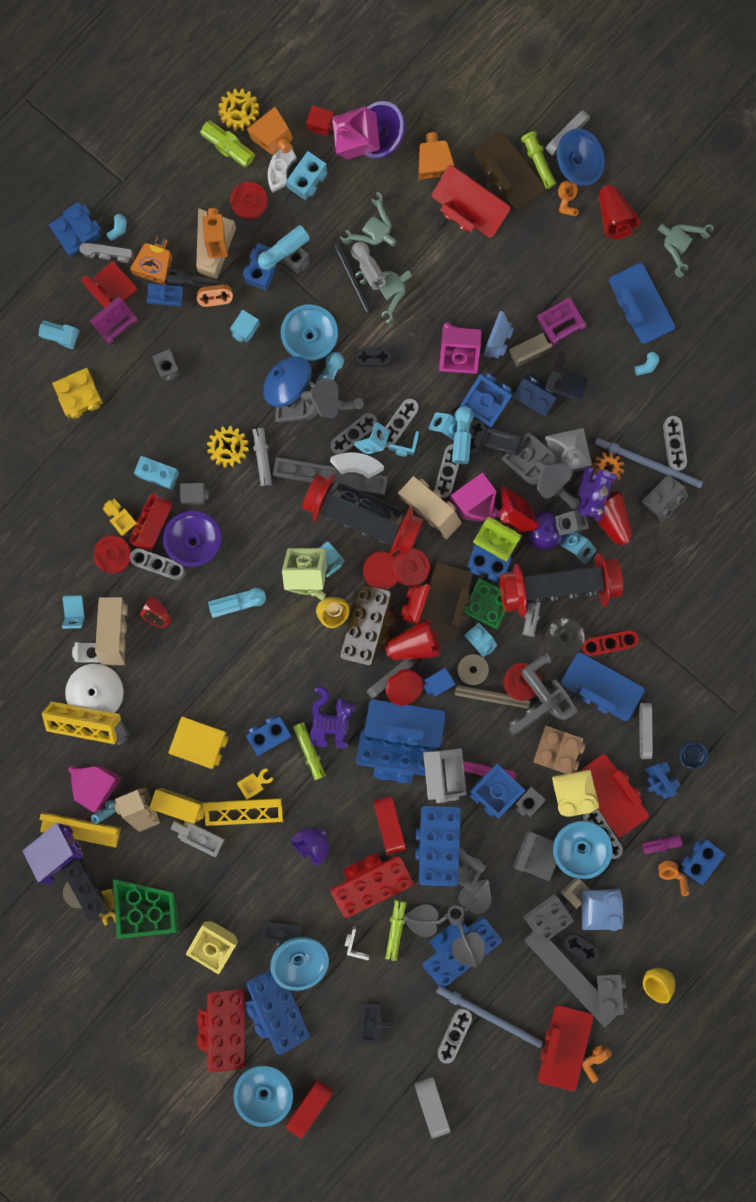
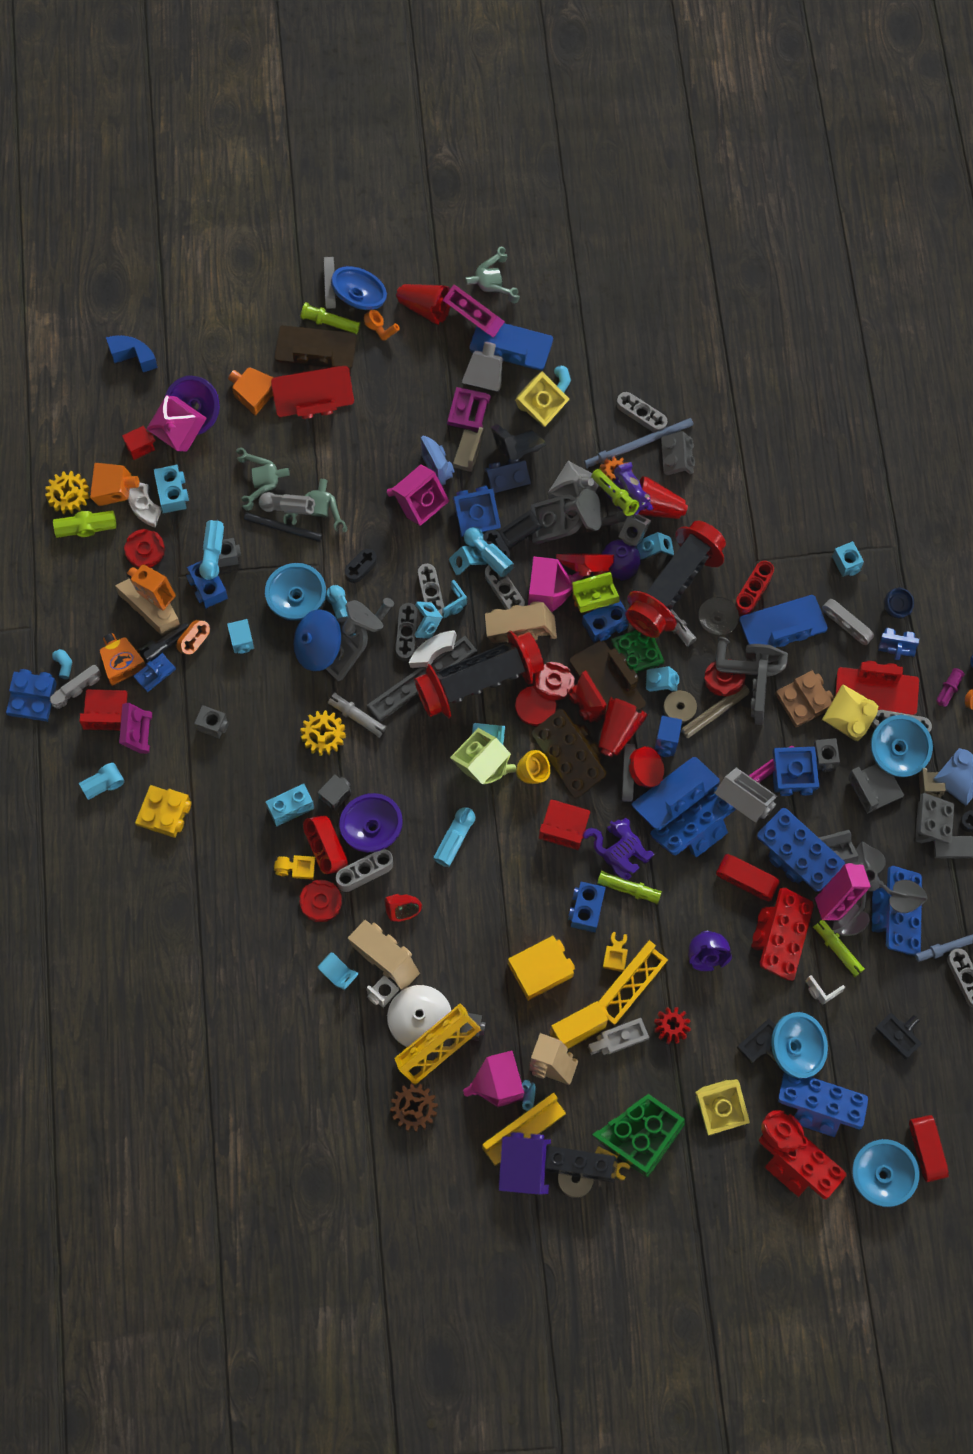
camera: 50 degrees left, 15 degrees down
(32, 738) = (418, 1116): none -> reddish brown gear
(228, 1003) = (782, 1131): none -> red tile
(244, 868) = (665, 1028): none -> red gear
(313, 667) = (564, 824): none -> red bracket
(381, 41) = (128, 347): none -> blue brick
(431, 902) = (842, 892): none -> dark pink brick
(582, 492) = (625, 501): none -> lime pin
(601, 304) = (485, 369): none -> light grey torso
(616, 365) = (541, 399): none -> light yellow slope
(638, 254) = (473, 310): none -> dark pink brick
(702, 686) = (844, 552): none -> medium azure brick

